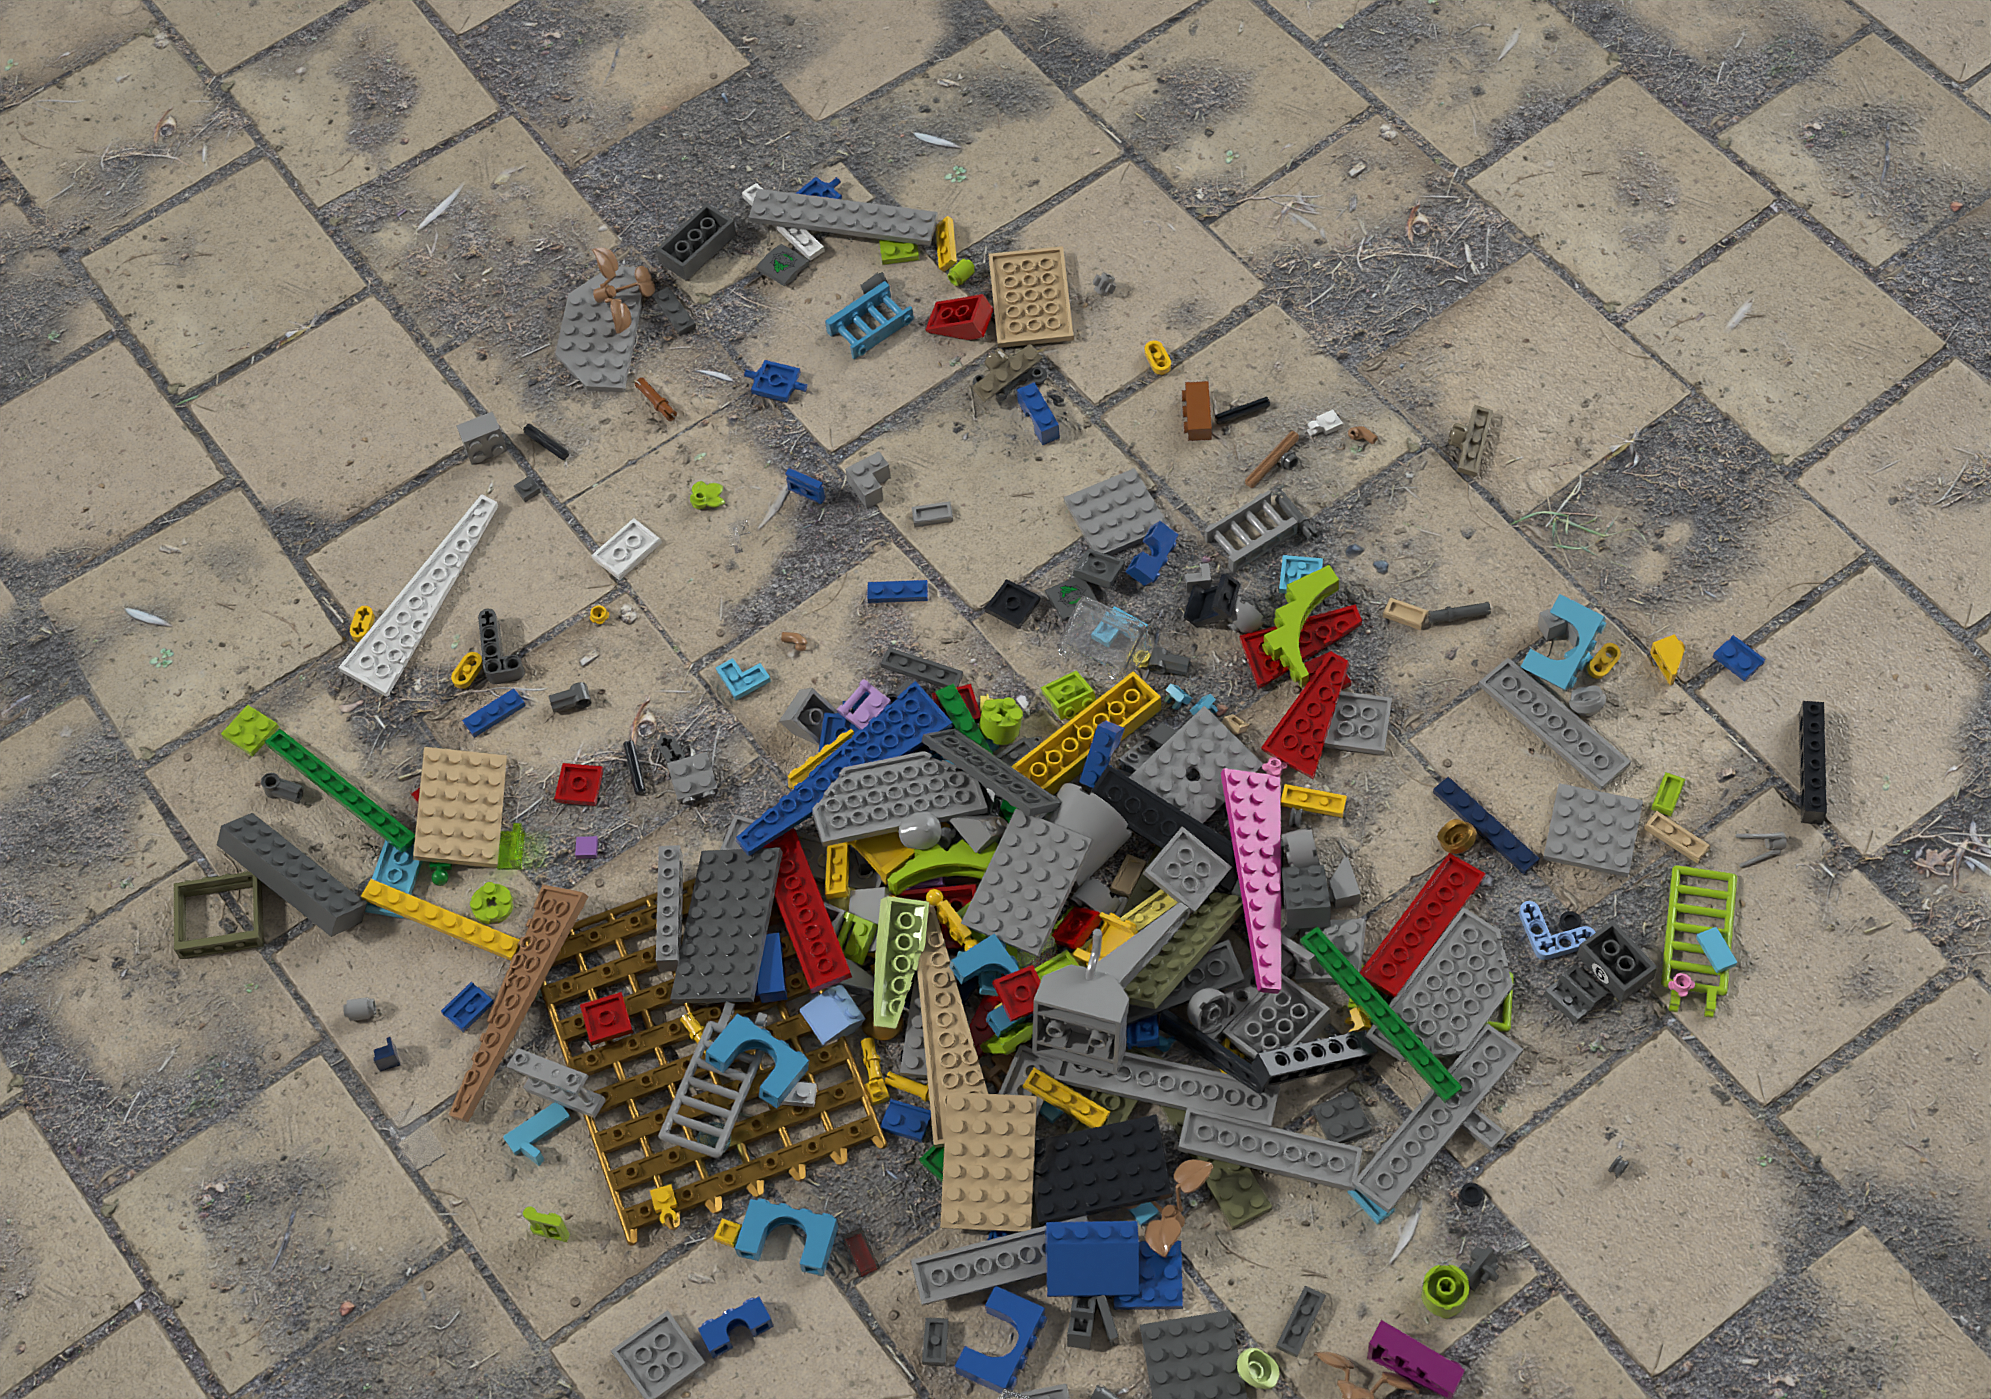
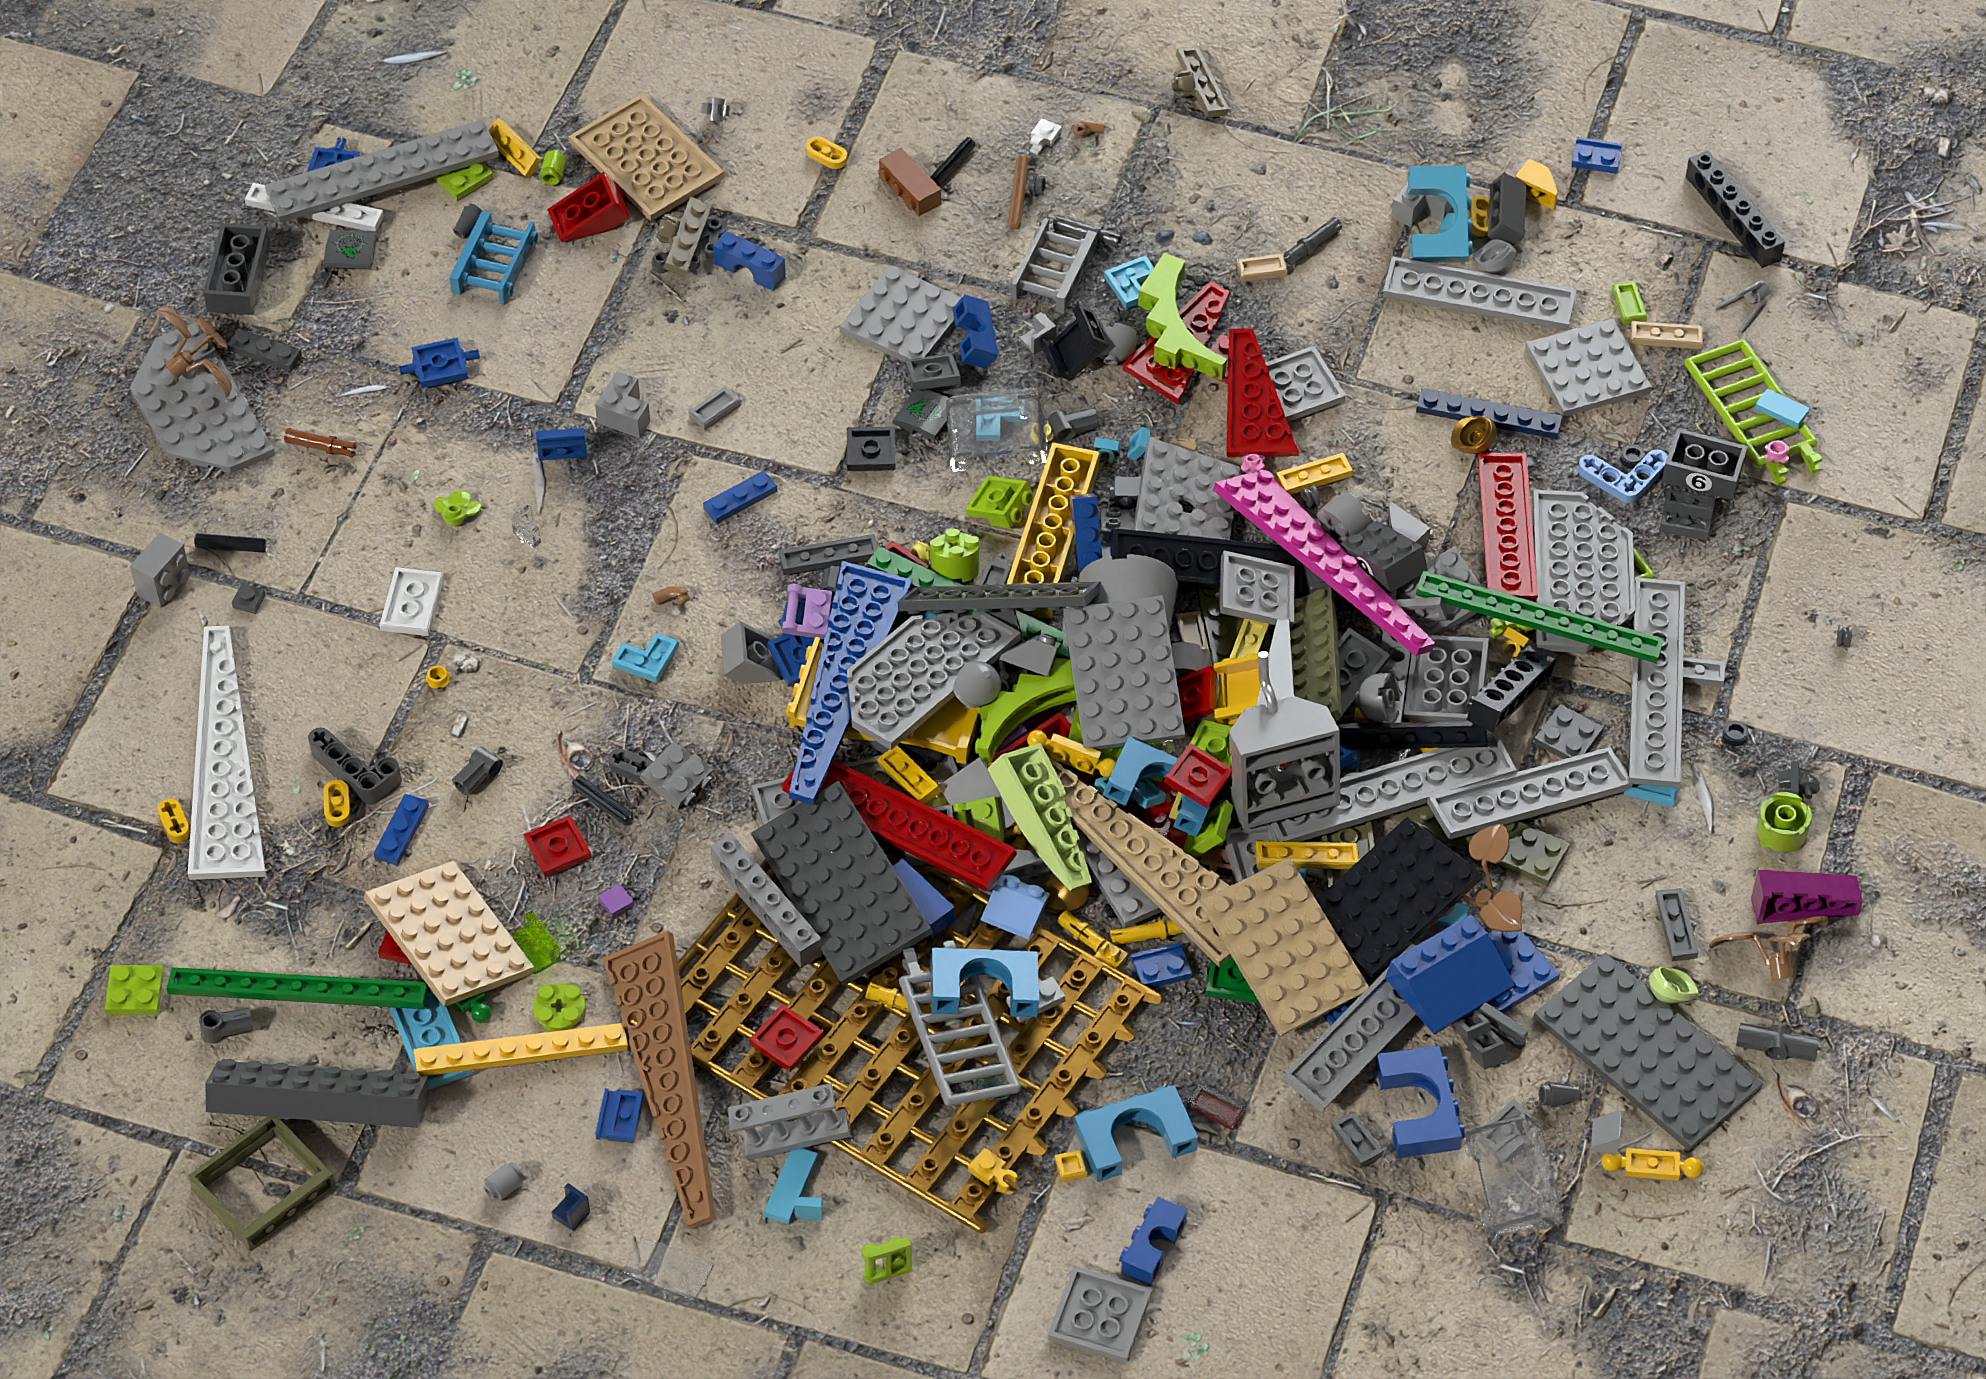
camera: 40 degrees left, 5 degrees down
(1626, 667) = (1507, 209): none -> dark grey brick

